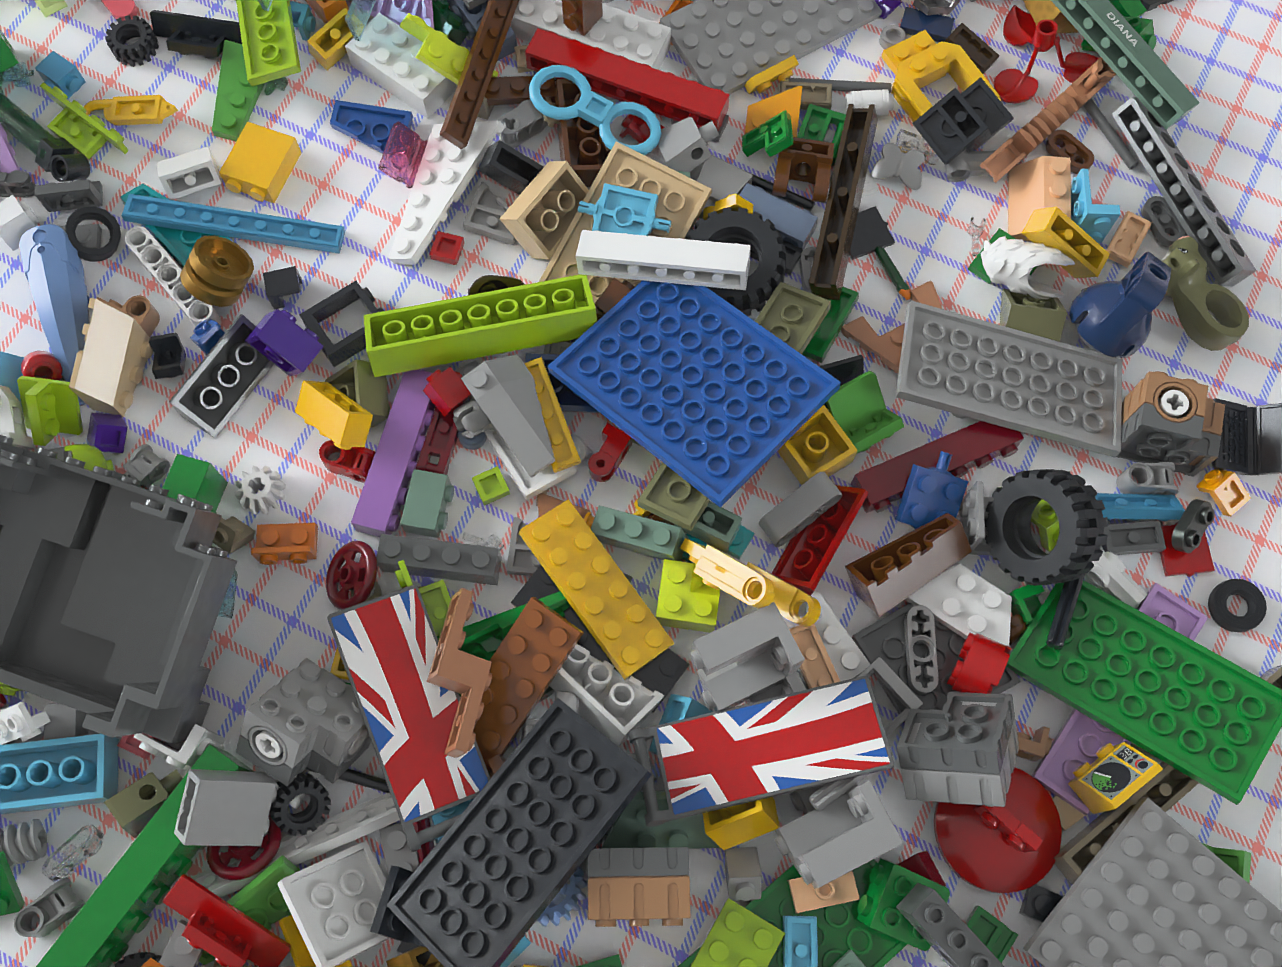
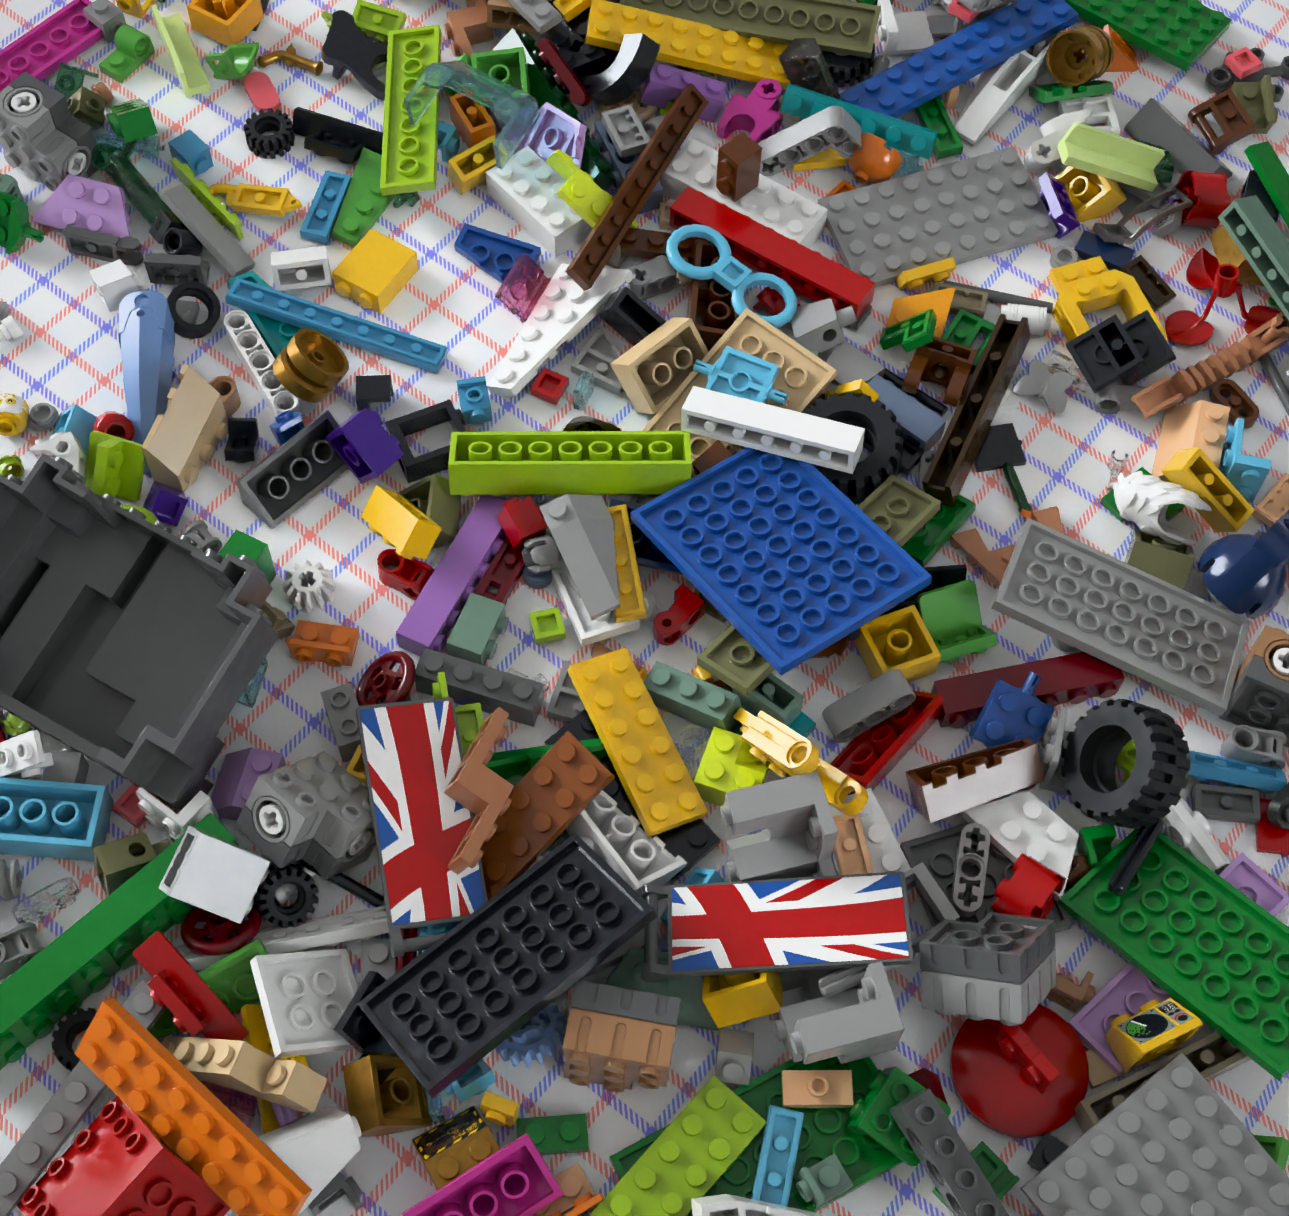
camera: 10 degrees right, 10 degrees down
(91, 150) = (208, 230): none -> light grey tile
(200, 106) = (325, 207): none -> dark azure plate
(234, 692) = (238, 778): none -> lavender slope
(314, 608) = (340, 708): none -> light grey brick
(379, 275) = (474, 400): none -> dark azure brick
(479, 247) = (583, 390): none -> clear light blue tile
(647, 588) = (689, 755): none -> clear plate

